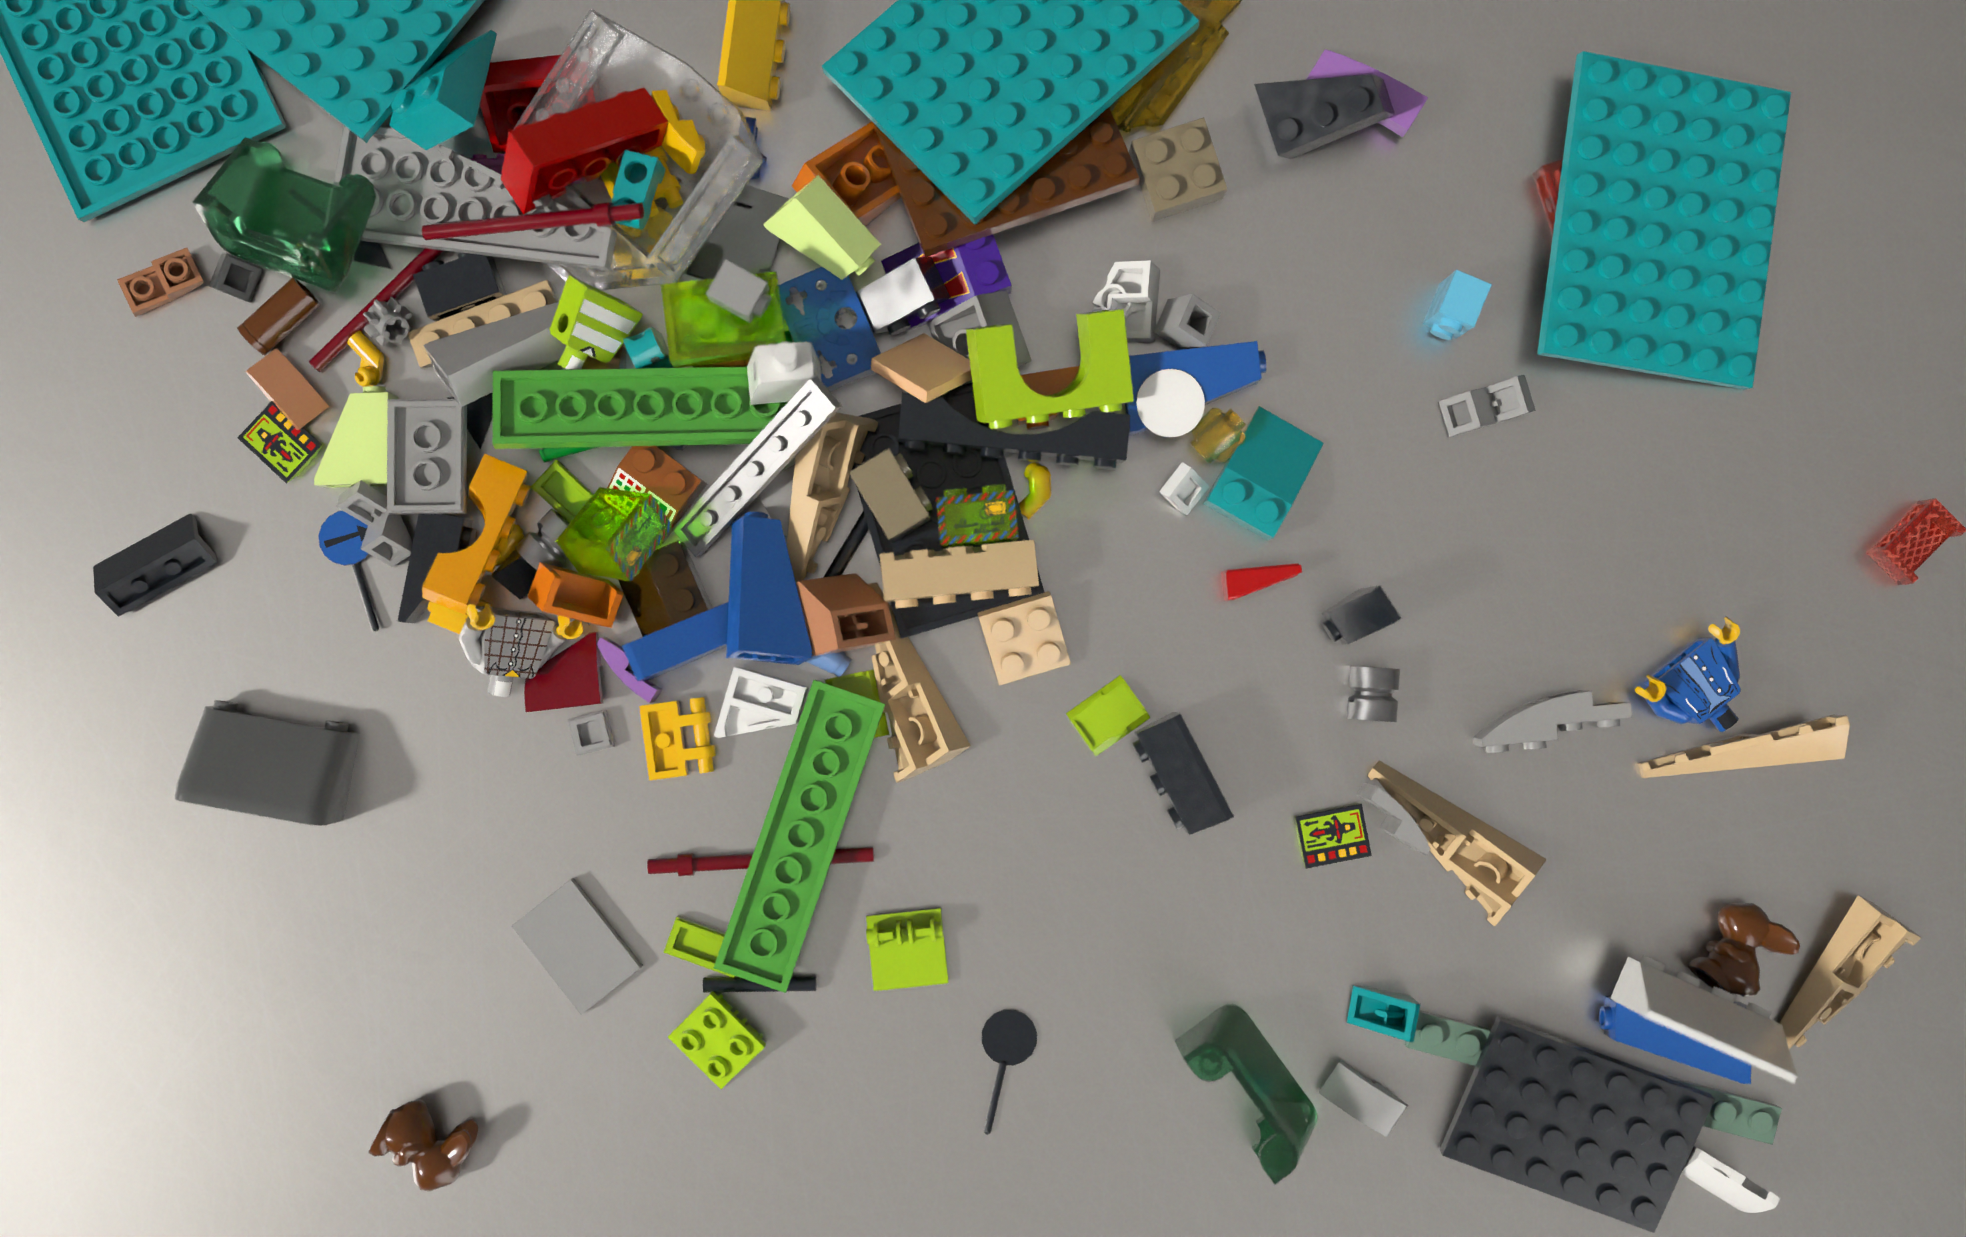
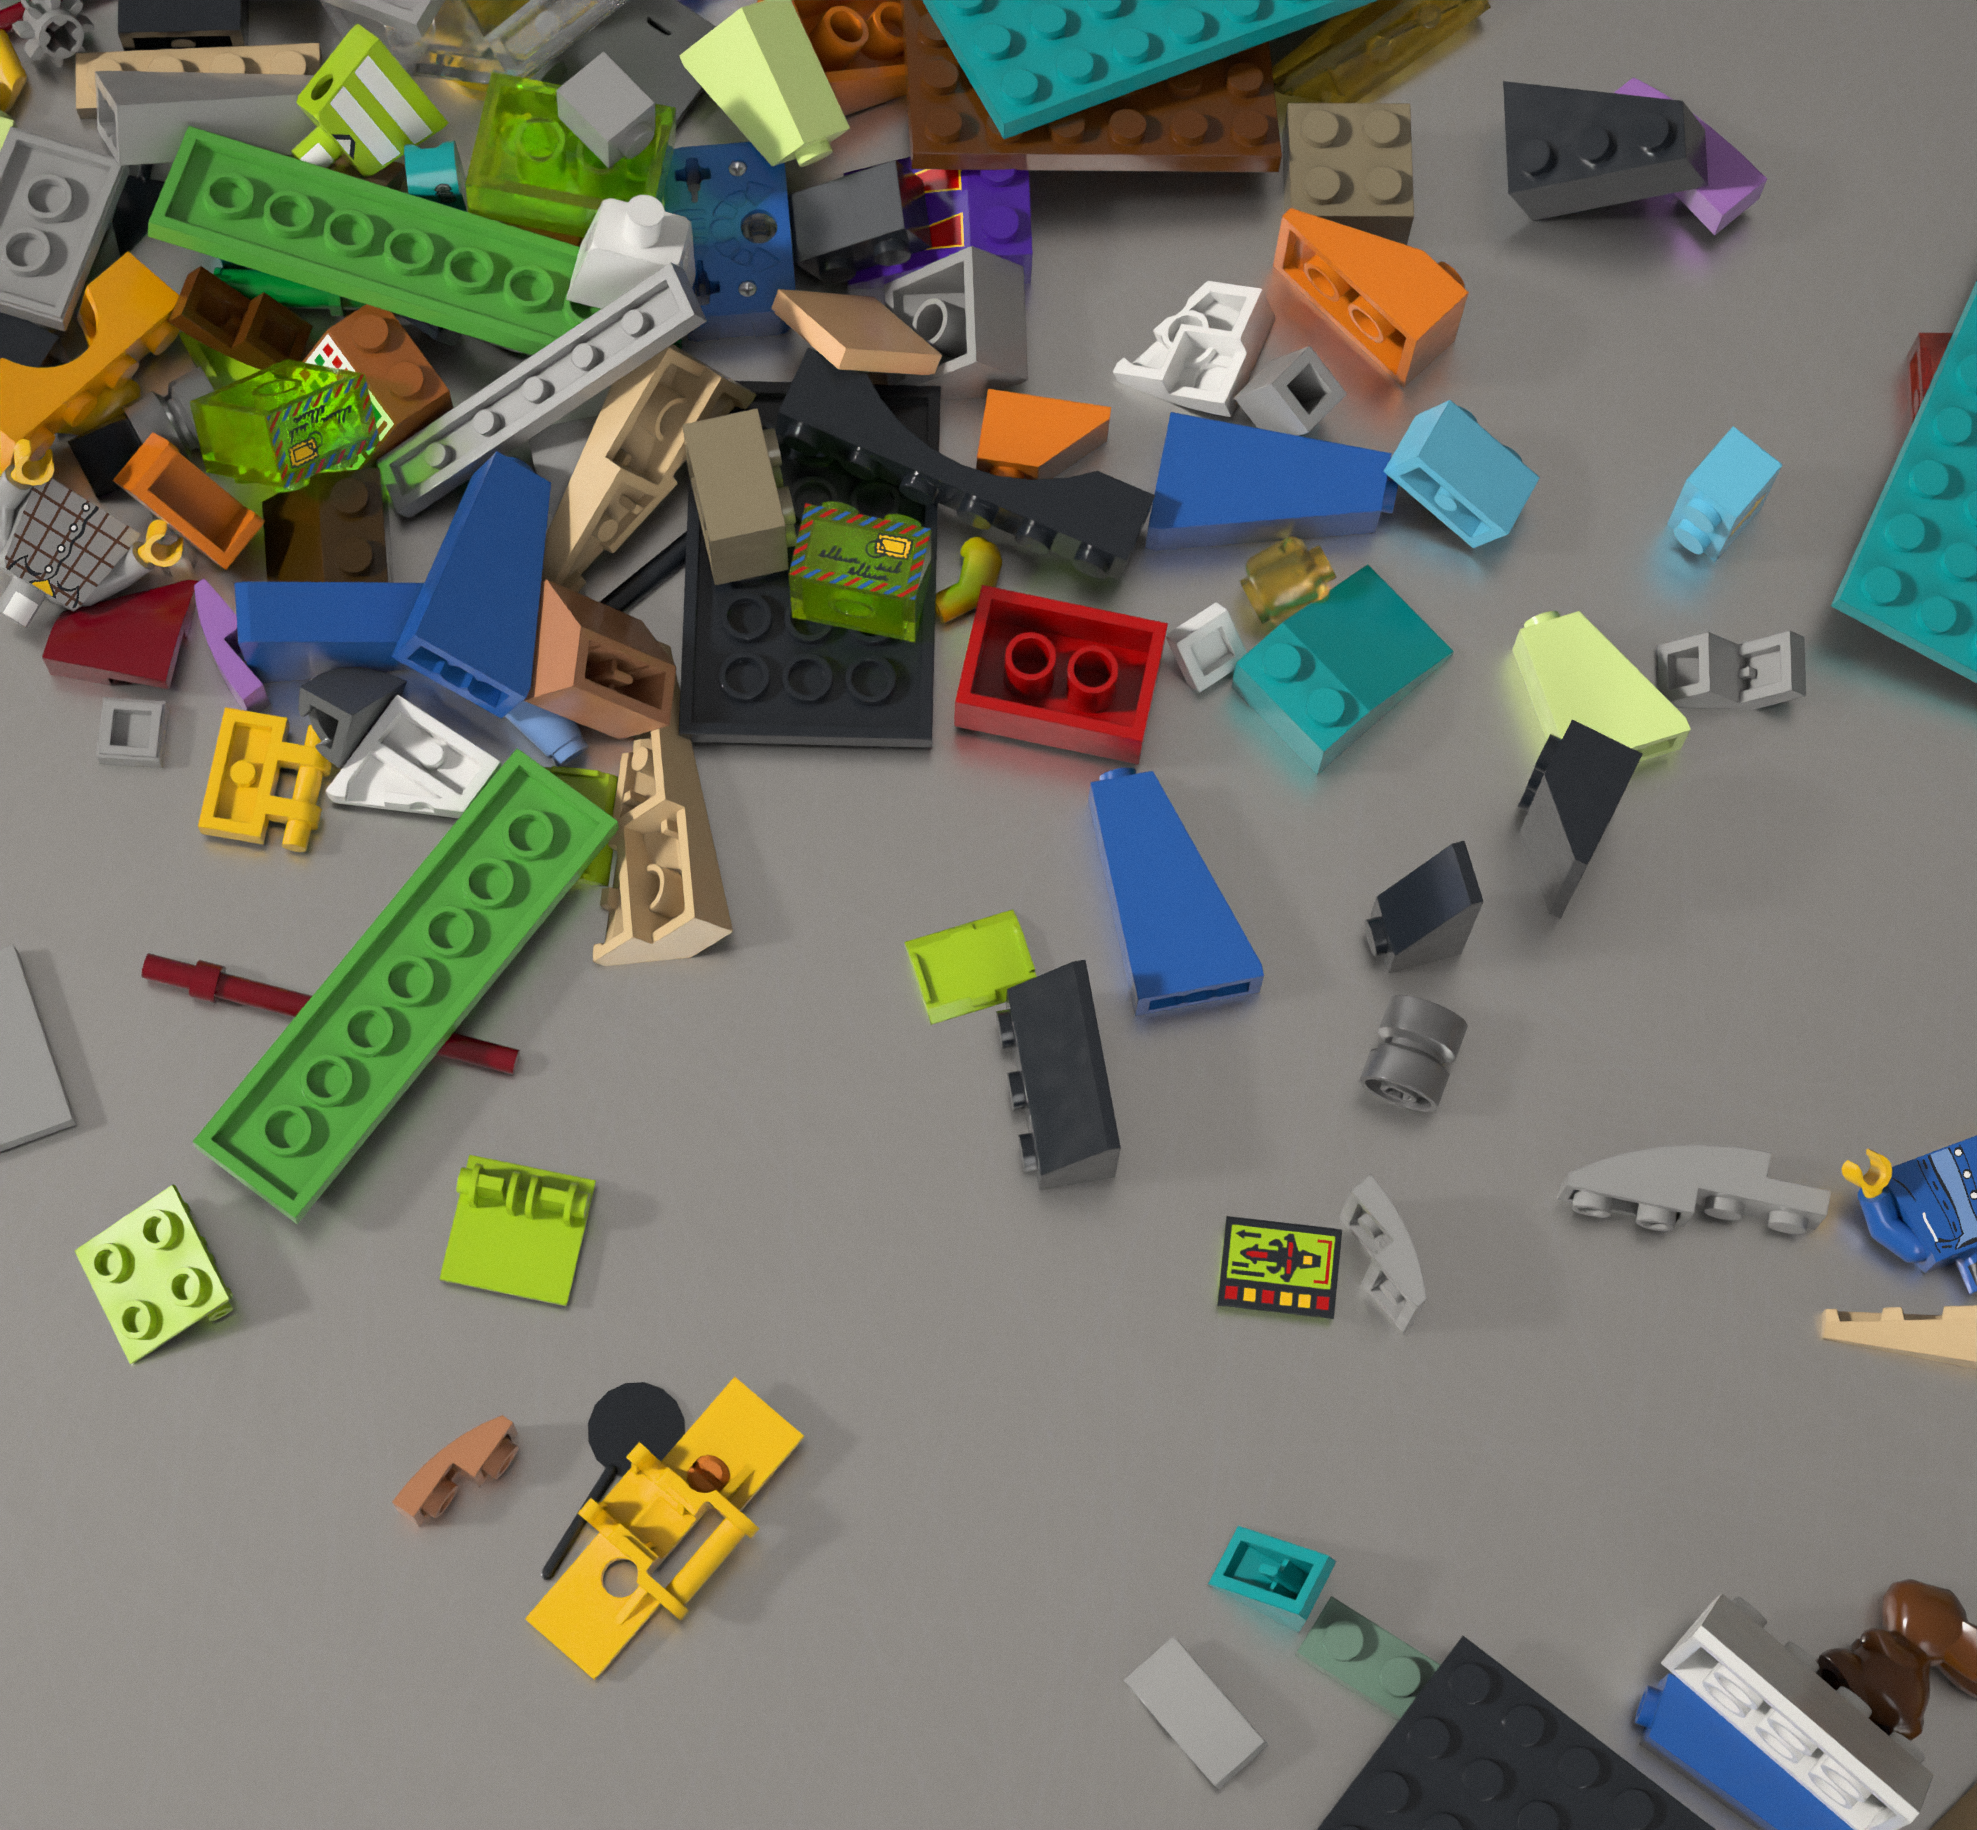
camera: 10 degrees right, 15 degrees down
(561, 474) = (244, 329): none -> reddish brown slope
(695, 943) = (174, 1114): lime tile -> none
(708, 683) = (346, 707): none -> dark grey brick
(738, 984) = (258, 1212): black bar -> none
(925, 1087) = (474, 1455): none -> nougat slope
(959, 572) = (802, 647): tan wedge -> none
(1024, 638) = (875, 795): tan plate -> none
(1032, 1084) = (650, 1512): none -> yellow piece
(1100, 380) = (967, 401): lime arch -> none
(1108, 535) = (1060, 674): none -> red brick
(1170, 403) = (1225, 503): white sticker -> none
(1208, 651) = (1166, 907): none -> blue slope
(1220, 243) = (1375, 290): none -> orange slope
(1234, 1044) = (1063, 1694): clear green windscreen -> none
(1249, 580) = (1276, 817): red slope -> none
(1301, 339) = (1462, 474): none -> medium azure brick
(1411, 449) = (1585, 678): none -> yellowish green slope
(1429, 533) = (1570, 806): none -> black slope
(1481, 856) = (1521, 1384): tan wedge -> none

